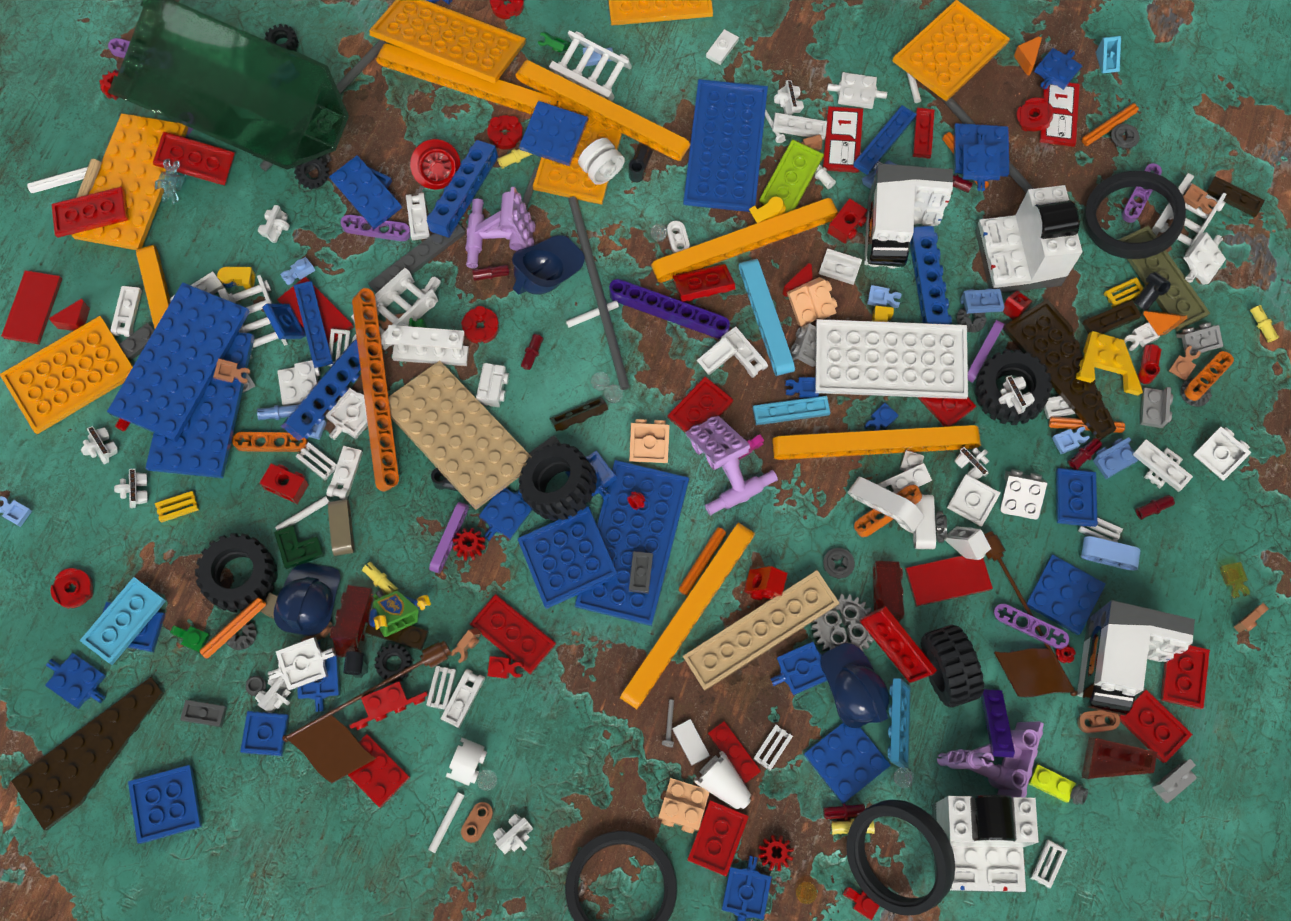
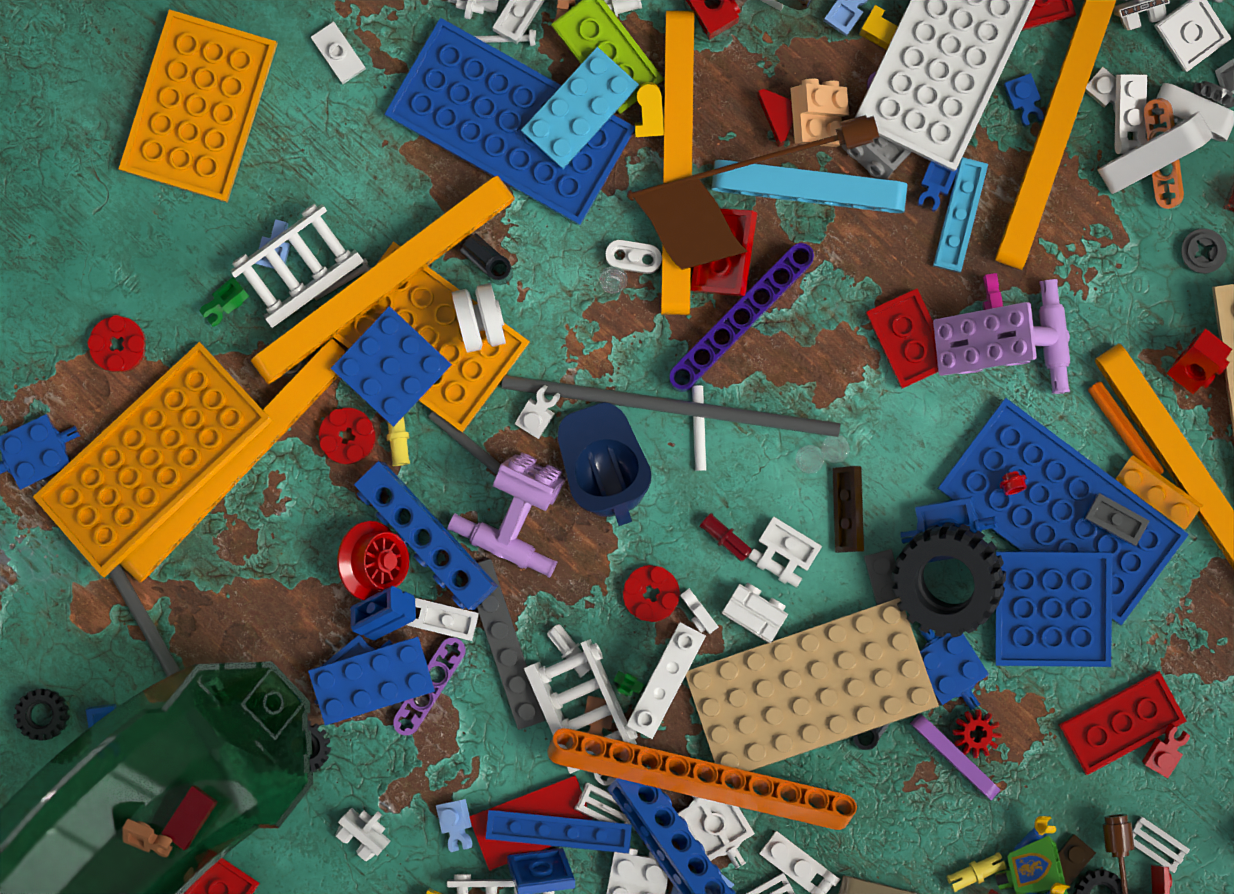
camera: 65 degrees left, 15 degrees up
(229, 109) = (143, 837): none -> nougat plate
(248, 129) = (189, 817): none -> dark red tile
(407, 181) = (383, 613): none -> blue brick
(462, 699) = (1185, 822): white plate -> none
(468, 641) = (1113, 785): nougat plate -> none
(476, 357) = (702, 619): none -> white plate
(490, 272) = (574, 547): dark red axle -> none
(543, 389) = (789, 544): none -> white plate
(560, 221) = (536, 415): none -> white plate
(649, 441) = (930, 429): light nougat plate -> none
(670, 594) = (1159, 492): none -> light orange plate
(717, 250) = (690, 217): none -> reddish brown flag
(717, 355) = (840, 281): white tile -> none
(746, 352) = (848, 241): white plate -> none
(750, 173) = (580, 108): none -> medium azure plate
(840, 266) = (775, 47): white plate -> none

